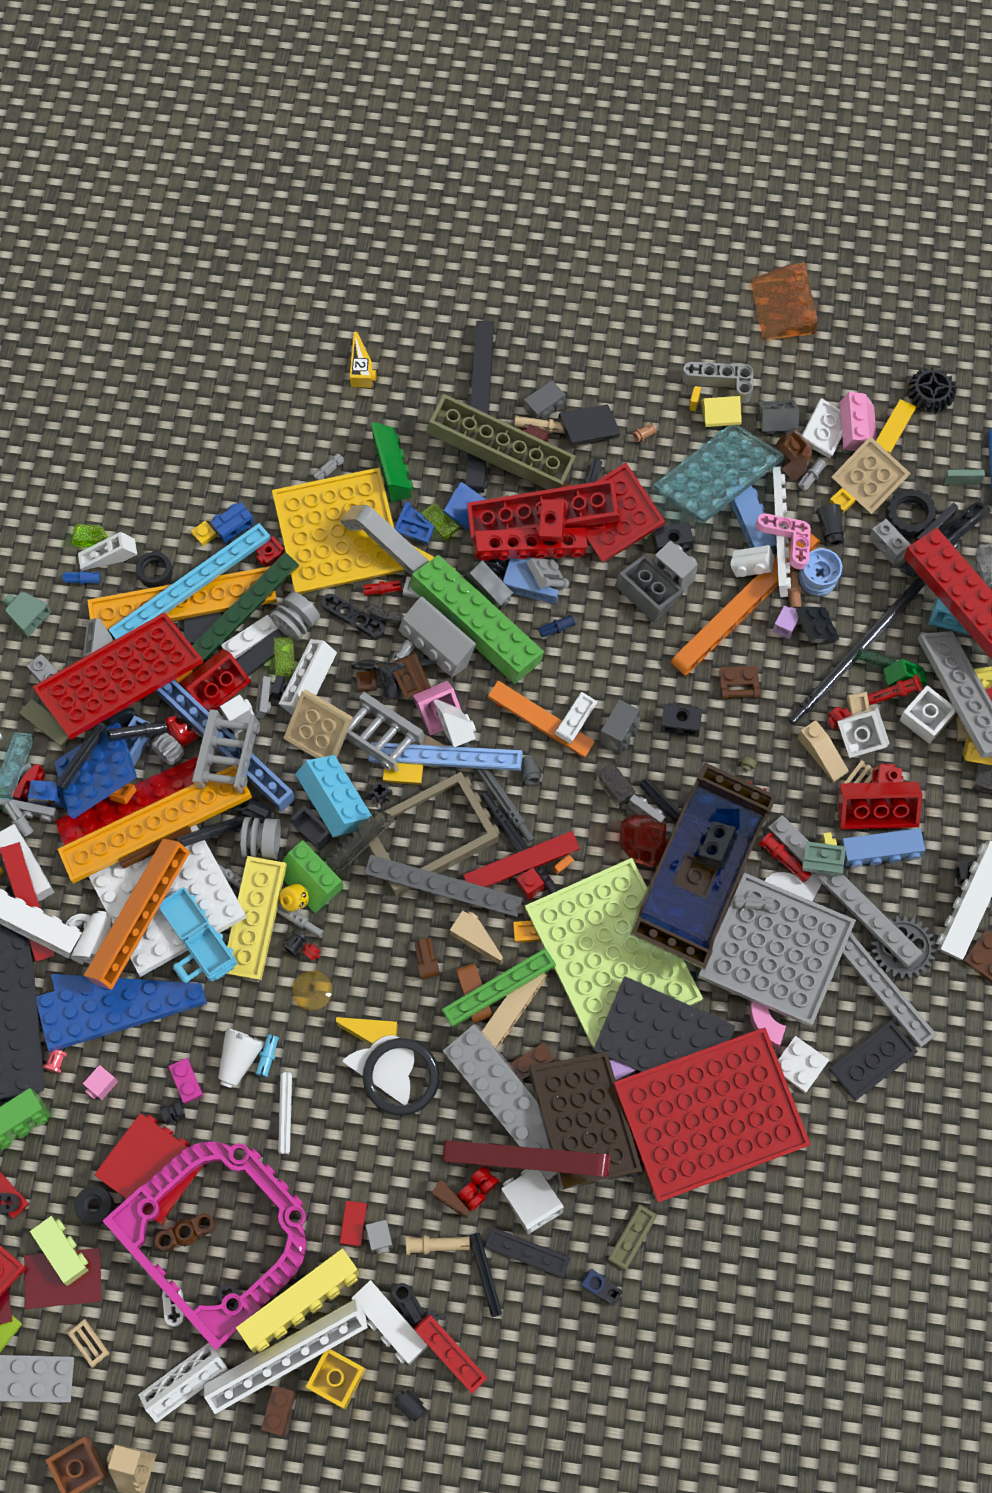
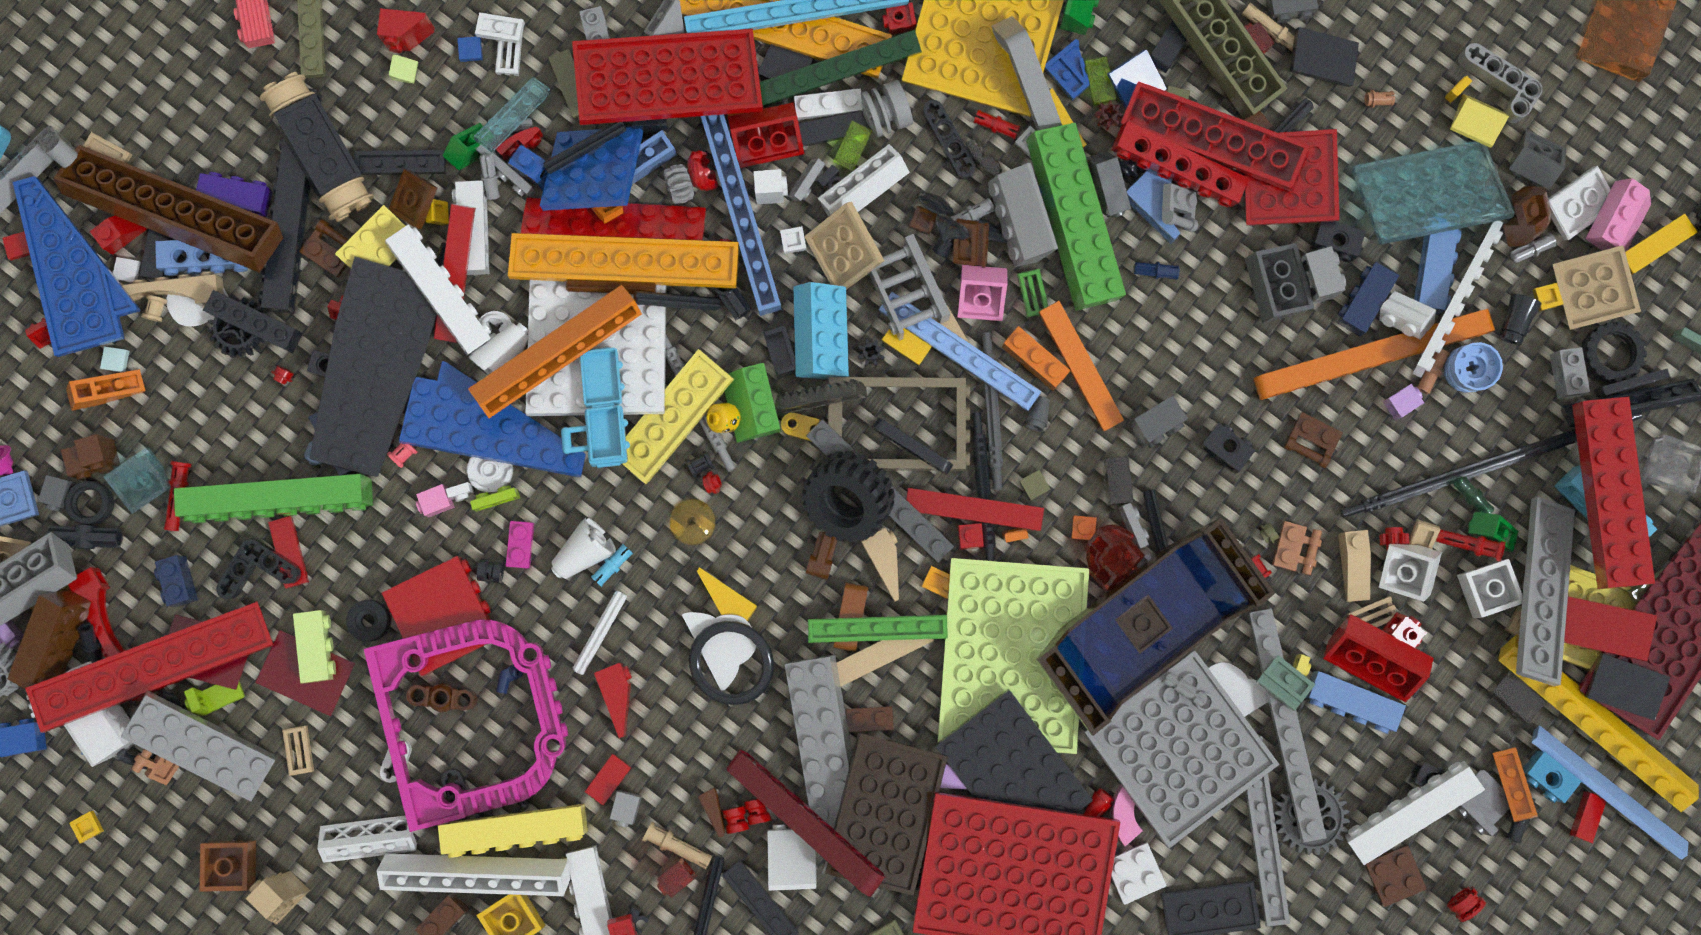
camera: 25 degrees right, 15 degrees up
(117, 1065) = (460, 492): none -> white plate
(132, 1041) = (488, 474): none -> white tile
(145, 729) = (654, 151): black pin -> none
(153, 1049) = (504, 495): none -> lime plate
(212, 740) = (725, 204): light grey fence -> none
(229, 1187) = (506, 676): none -> dark blue arm
(257, 838) = (718, 333): light grey wheel -> none
(276, 744) = (793, 240): none -> white plate
(320, 1147) = (616, 693): none -> red slope
(358, 877) = (803, 425): none -> yellow plate
(409, 1305) = (618, 890): black piece -> none
(415, 922) = (860, 477): none -> black tyre
(449, 839) = (912, 446): none -> black beam
(449, 1266) = (675, 878): none -> clear red brick
(455, 723) = (989, 323): white slope -> none
(462, 543) = (1103, 117): none -> clear red gear
(486, 701) = (1028, 274): none -> bright green tile
(504, 732) = (1035, 358): none -> orange brick
(553, 531) = (1211, 168): red brick -> none
(556, 822) = (1034, 485): none -> olive tile
(576, 717) = (1118, 384): white tile -> none
(610, 833) = (1083, 527): none -> orange plate
(717, 566) = (1367, 298): none -> dark blue brick
(722, 845) = (1189, 611): black brick -> none
(742, 1025) = (1100, 804): none -> red cone
(768, 764) = (1290, 545): none -> nougat plate
(778, 851) = (1244, 645): red pin -> none
(795, 535) = (1471, 315): bright pink beam -> none
(817, 624) = (1434, 424): black plate -> none

